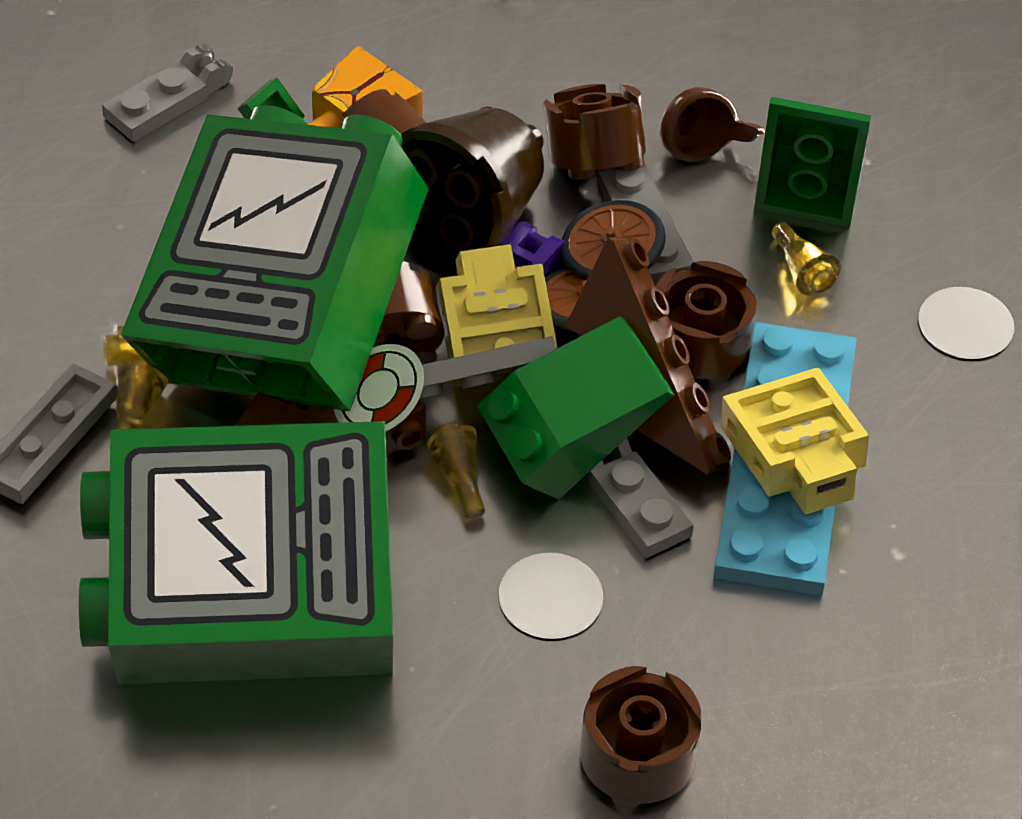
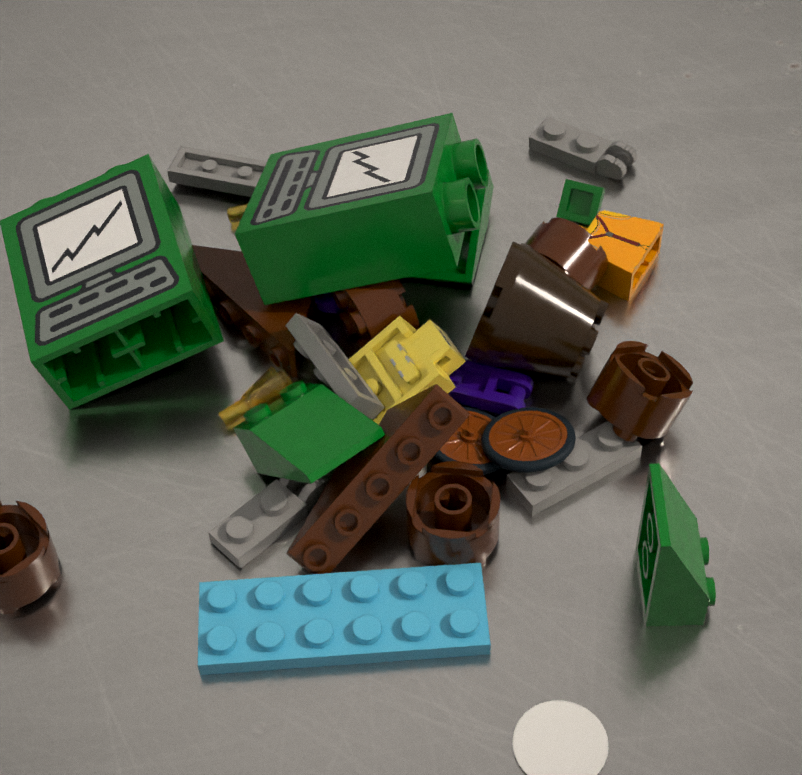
camera: 80 degrees right, 0 degrees up
(388, 387) = (278, 313): sticker -> none
(550, 595) = (159, 487): white sticker -> none
(702, 124) = (697, 471): reddish brown hat -> none
(798, 439) = (323, 601): light yellow piece -> none
(810, 266) = (565, 593): clear yellow cone -> none

